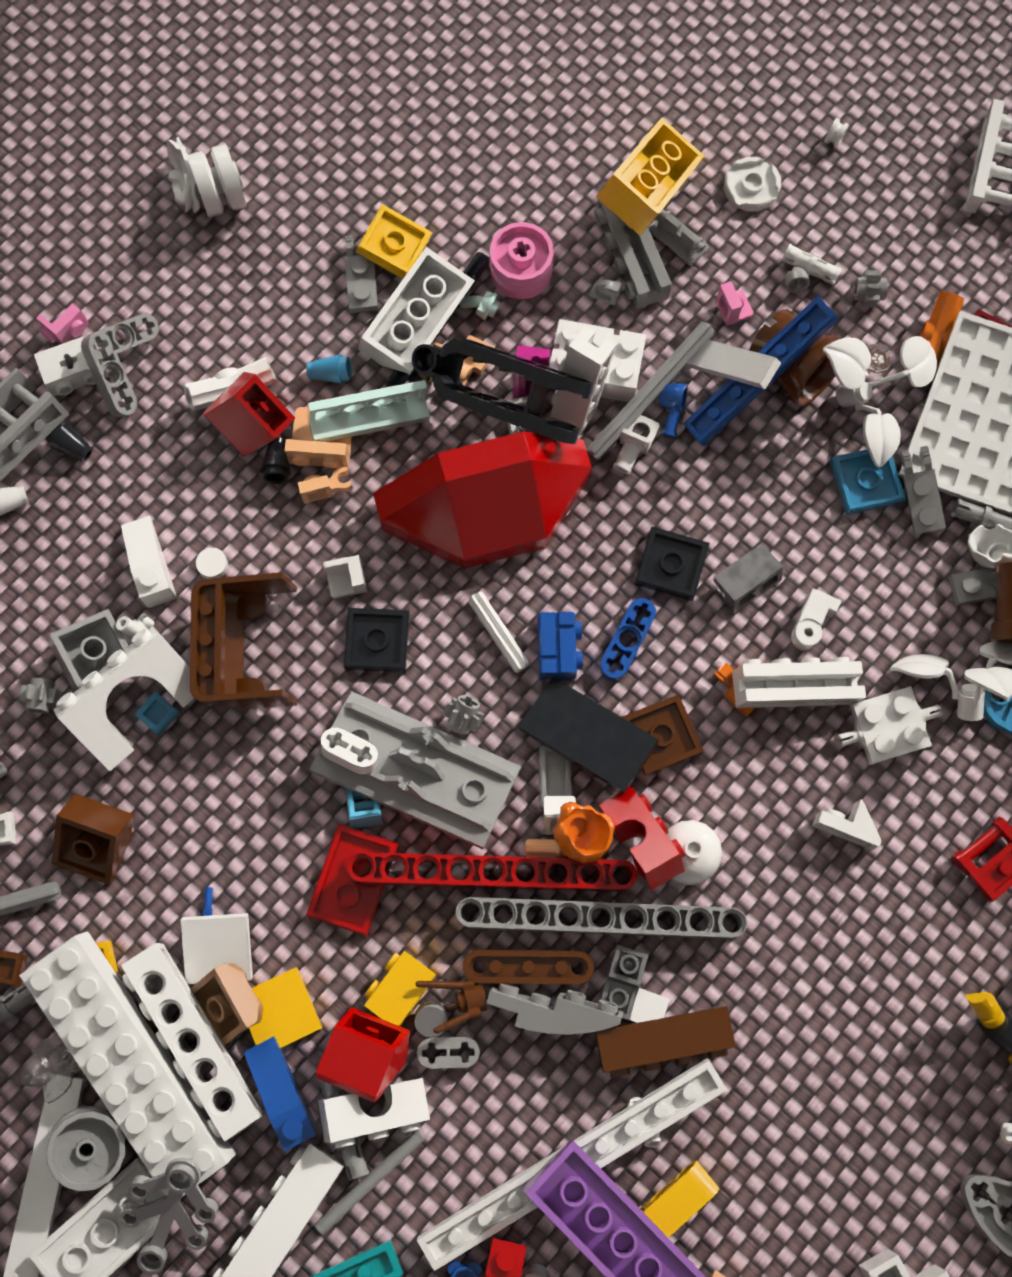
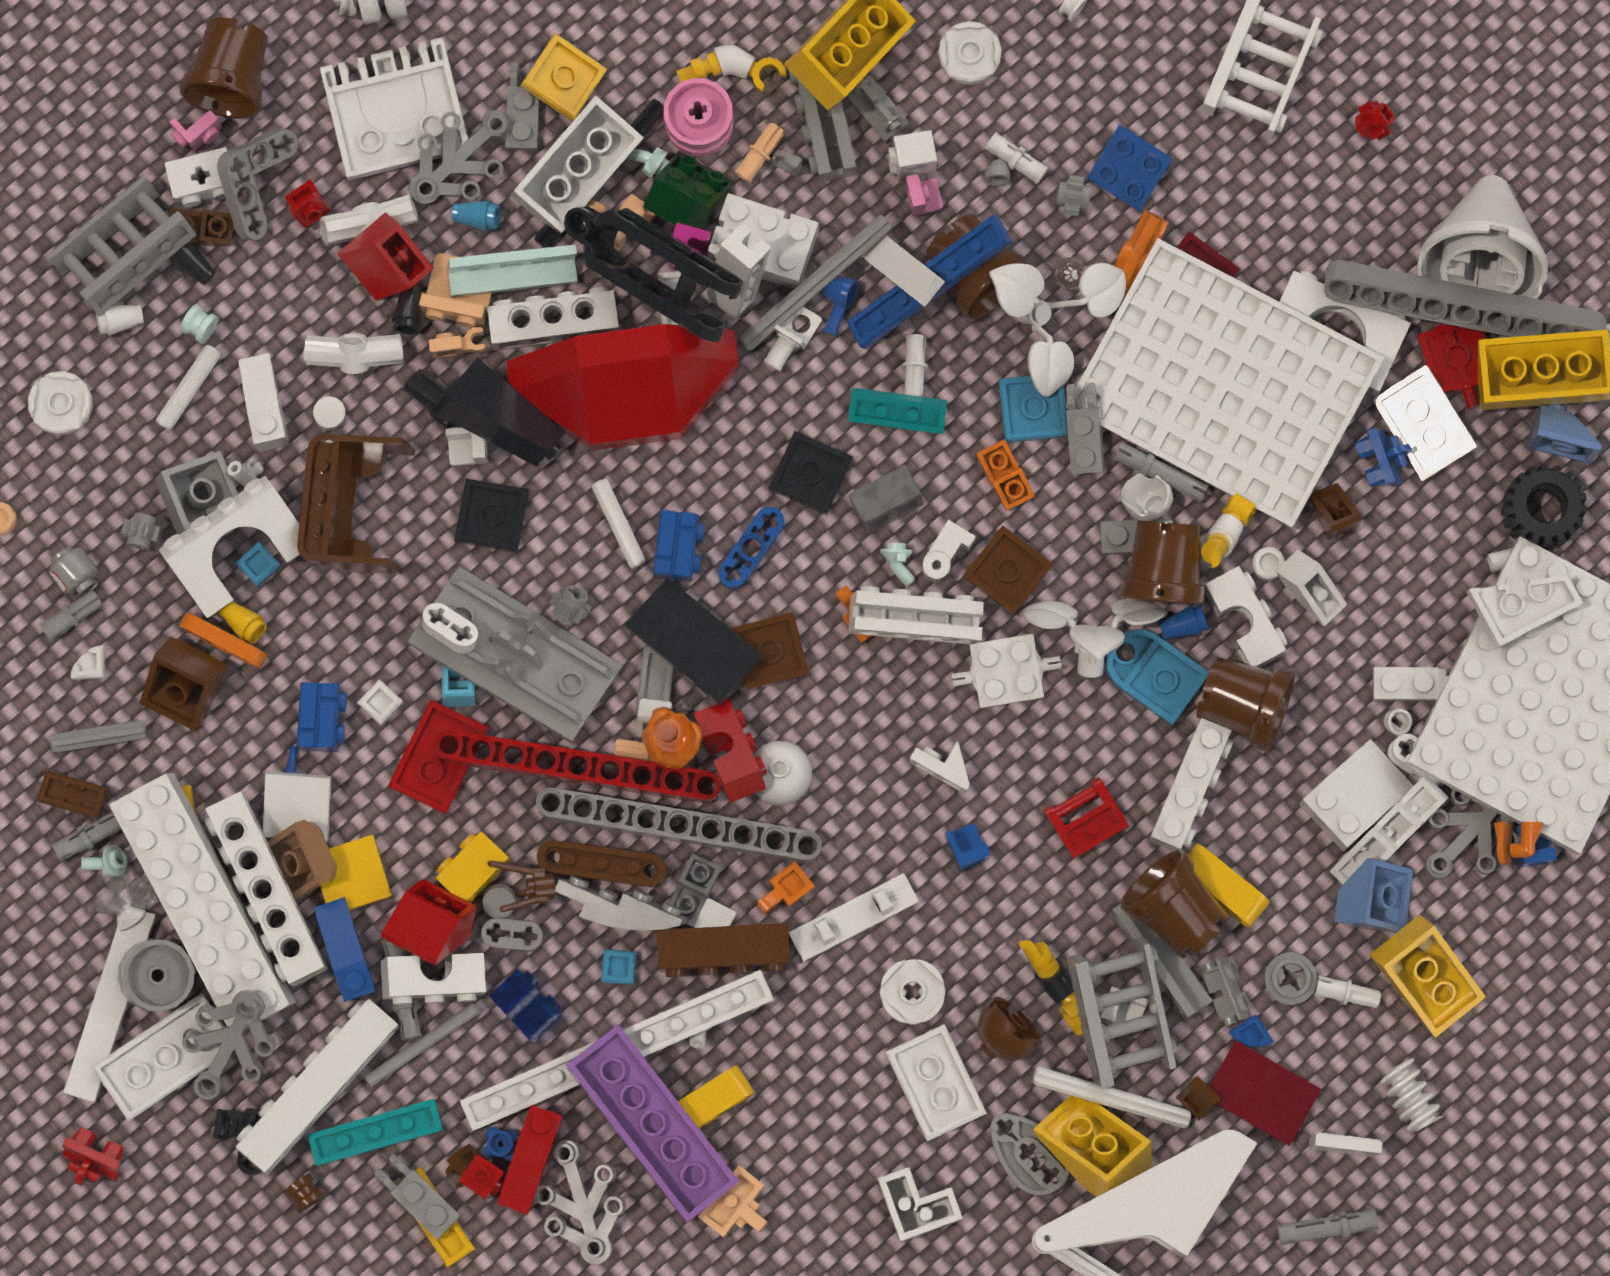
camera: 10 degrees right, 5 degrees up
(35, 1030) = (112, 862): none -> light aqua plate
(75, 556) = (188, 387): none -> white axle
(80, 496) = (199, 323): none -> light aqua wheel
(83, 410) = (210, 226): none -> reddish brown slope
(85, 267) = (227, 70): none -> reddish brown piece
(128, 791) = (223, 640): none -> orange beam
(148, 771) = (244, 622): none -> yellow cone
(171, 377) = (307, 204): none -> red bracket
(228, 503) = (353, 351): none -> white piece
(231, 855) = (320, 717): none -> blue brick
(245, 291) = (386, 114): none -> white hinge
(289, 832) = (380, 702): none -> white tile
(303, 323) = (455, 160): none -> light grey plant
(318, 541) = (427, 393): none -> black piece
(372, 542) = (500, 415): none -> black slope
(394, 444) = (538, 331): none -> white brick
(473, 1127) = (526, 1006): none -> clear blue brick
(519, 323) = (687, 192): none -> dark green slope
(550, 213) = (732, 61): none -> piece
(559, 1071) = (618, 967): none -> dark azure tile
(580, 286) = (759, 152): none -> light nougat axle
(718, 966) = (788, 886): none -> orange plate
(721, 265) = (913, 155): none -> white brick
(745, 496) = (897, 410): none -> teal plate
(753, 454) = (915, 364): none -> white axle
(766, 628) = (895, 555): none -> light aqua plate
(786, 989) = (853, 917): none -> white hinge
(851, 542) = (1004, 474): none -> orange slope
(874, 630) = (1008, 570): none -> reddish brown plate
(877, 1054) = (931, 991): none -> white plate
(885, 903) = (967, 847): none -> blue panel
(898, 1151) = (935, 1083): none -> white tile
(915, 260) = (1129, 168): none -> blue hinge
(964, 1091) = (1006, 1033): none -> reddish brown cylinder

